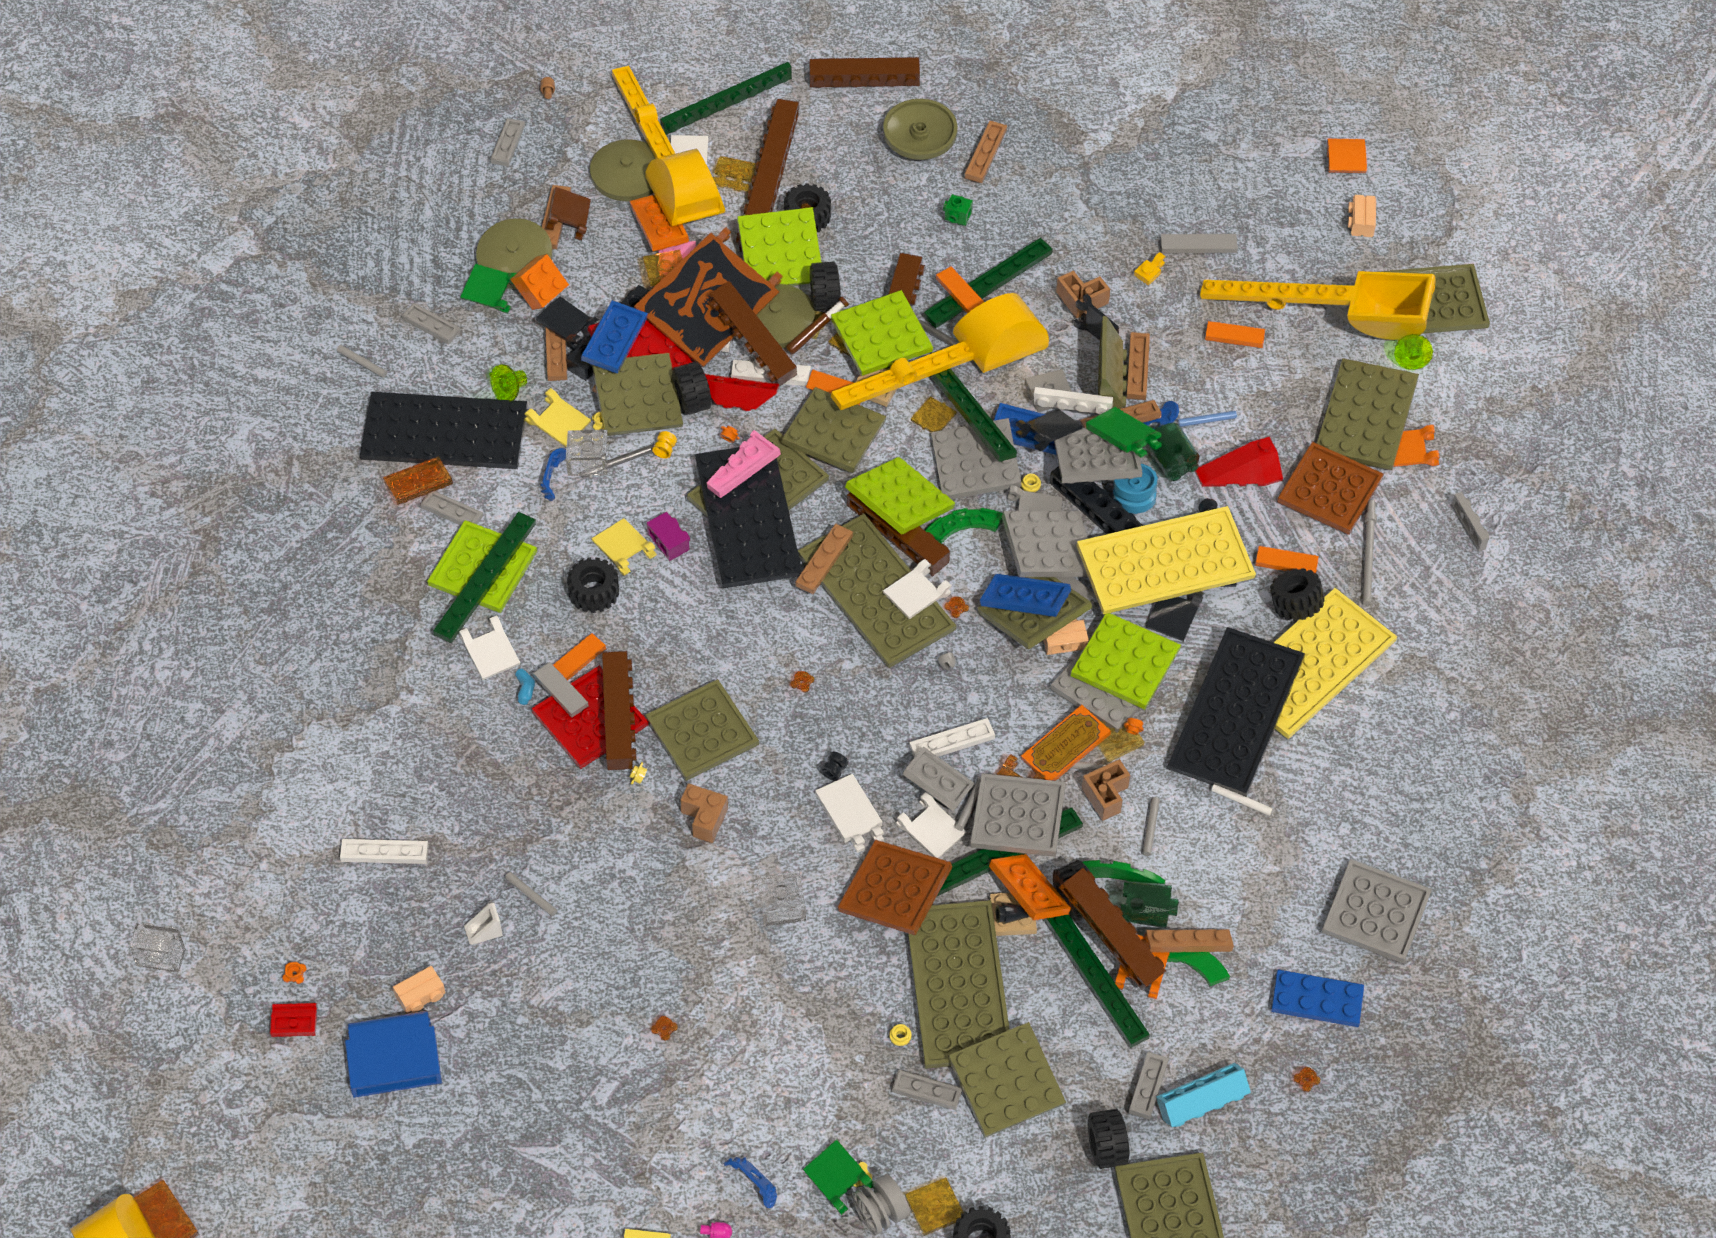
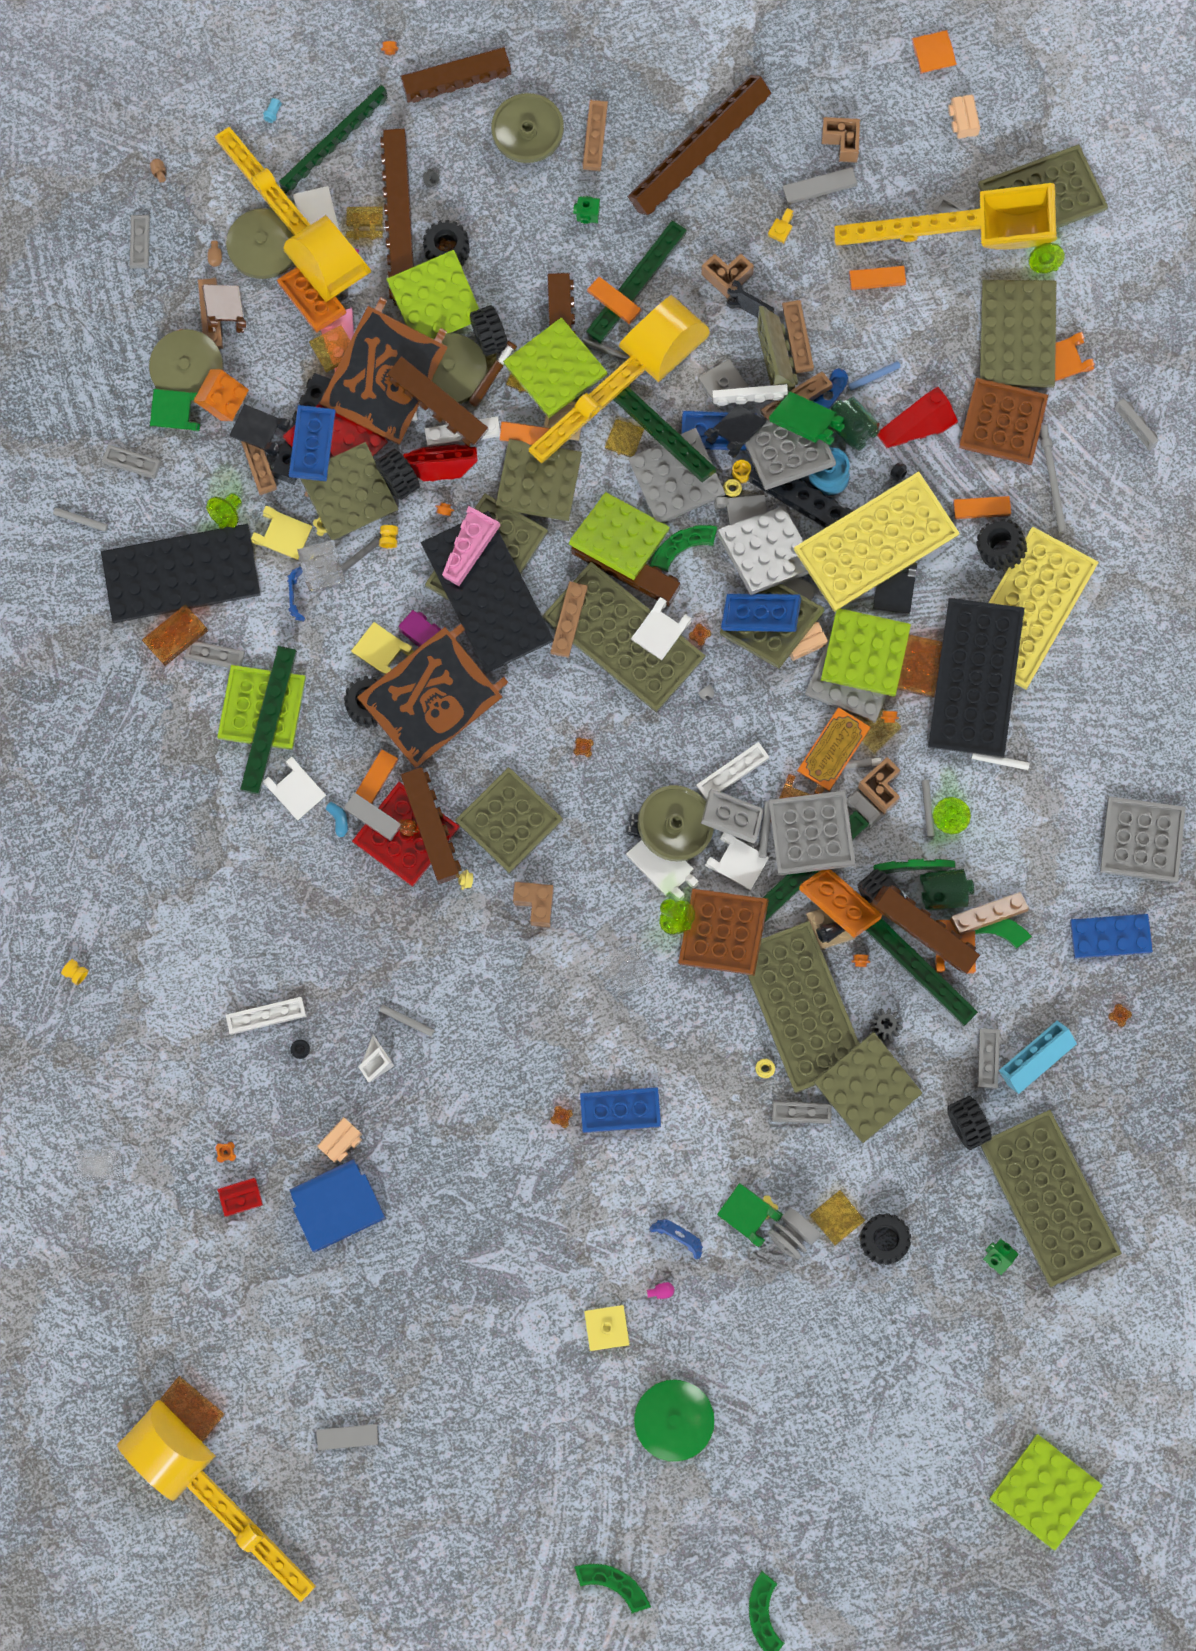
camera: 10 degrees left, 20 degrees up
(203, 763) = (74, 972): none -> yellow wheel
(408, 887) = (295, 1045): none -> black plate
(576, 168) = (214, 254): none -> medium nougat cylinder
(594, 706) = (408, 827): none -> clear orange plate
(659, 593) = (430, 696): none -> flag
(672, 65) = (272, 110): none -> medium azure pin
(730, 1036) = (620, 1110): none -> blue plate
(807, 37) = (389, 47): none -> orange plate
(815, 151) = (431, 178): none -> dark grey plate
(848, 859) = (676, 916): none -> clear neon green piece
(872, 770) = (672, 823): none -> olive dish
(1036, 953) = (860, 960): none -> orange plate
(1043, 468) = (741, 467): none -> yellow wheel
(1053, 1020) = (891, 1021): none -> dark grey gear
(1083, 809) = (864, 807): none -> light grey tile
(1086, 180) = (699, 145): none -> reddish brown brick
(1174, 837) = (951, 815): none -> clear neon green piece
(1179, 689) = (920, 666): none -> clear orange plate
(1235, 202) = (843, 133): none -> medium nougat brick

